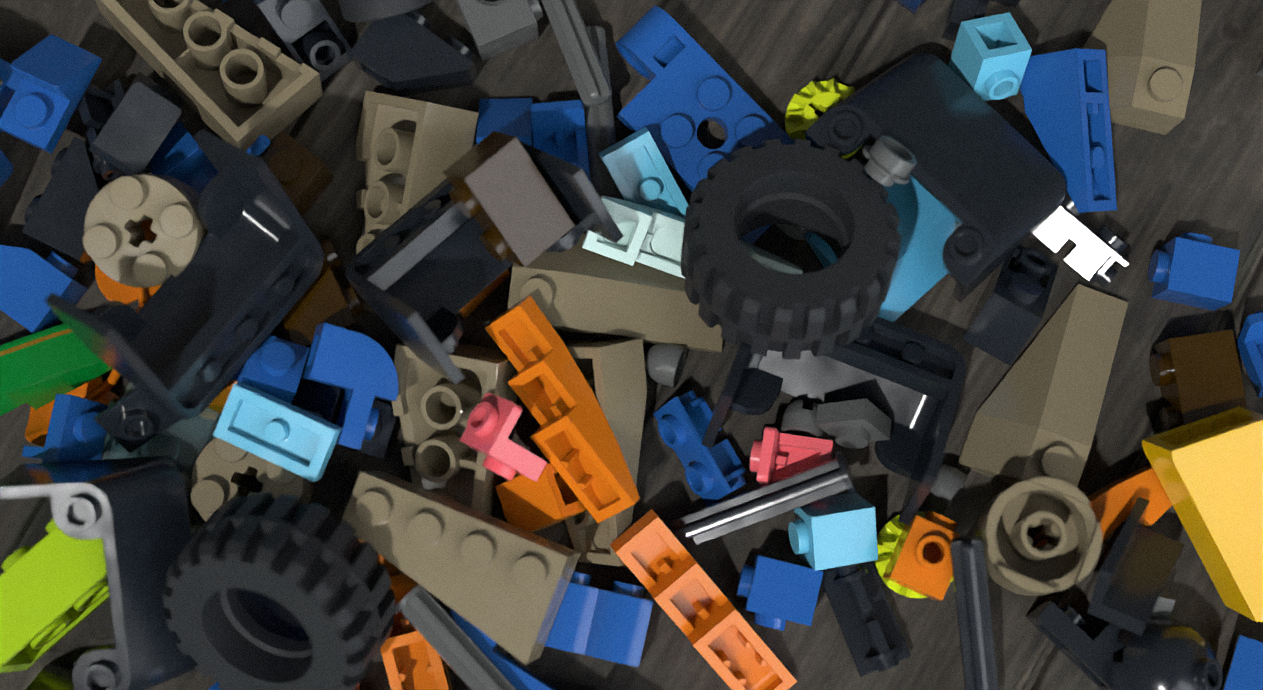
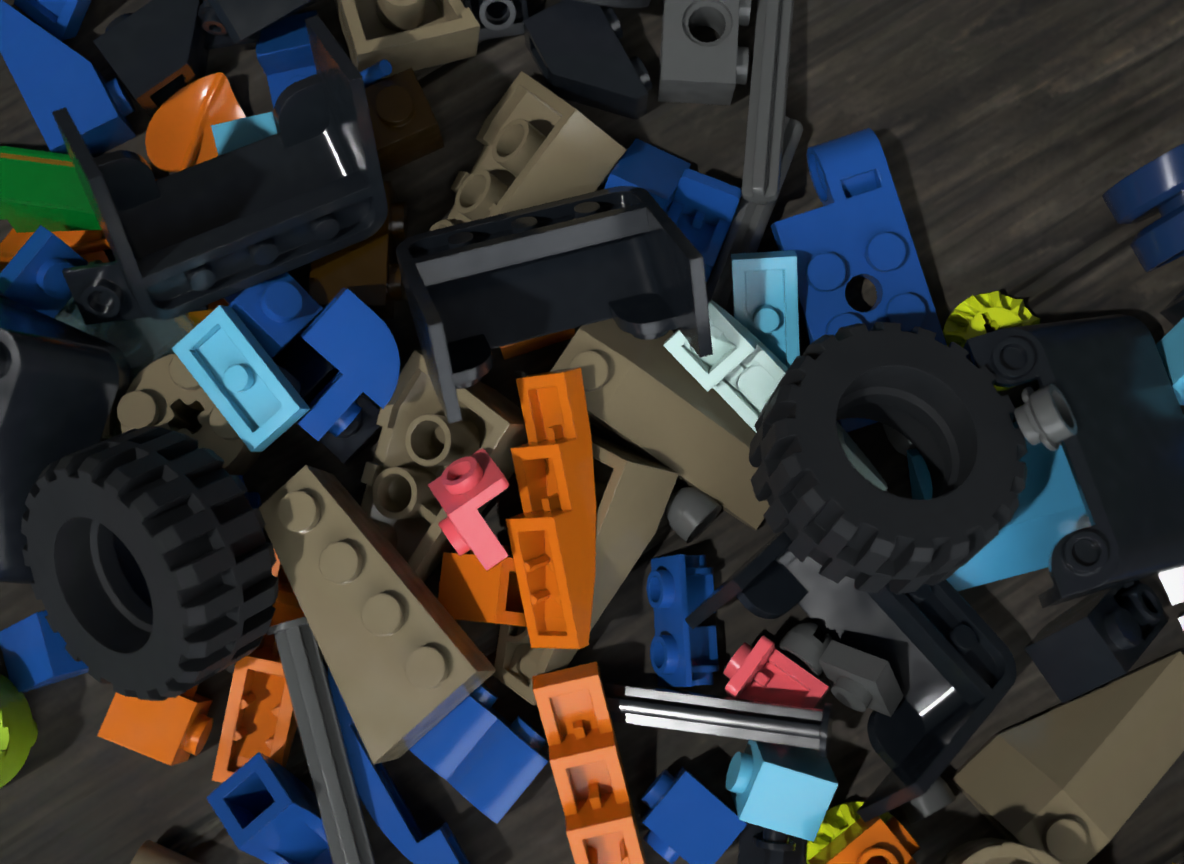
camera: 30 degrees right, 0 degrees up
(115, 232) = (182, 91): dark tan brick -> none
(507, 199) = (608, 253): brick -> none

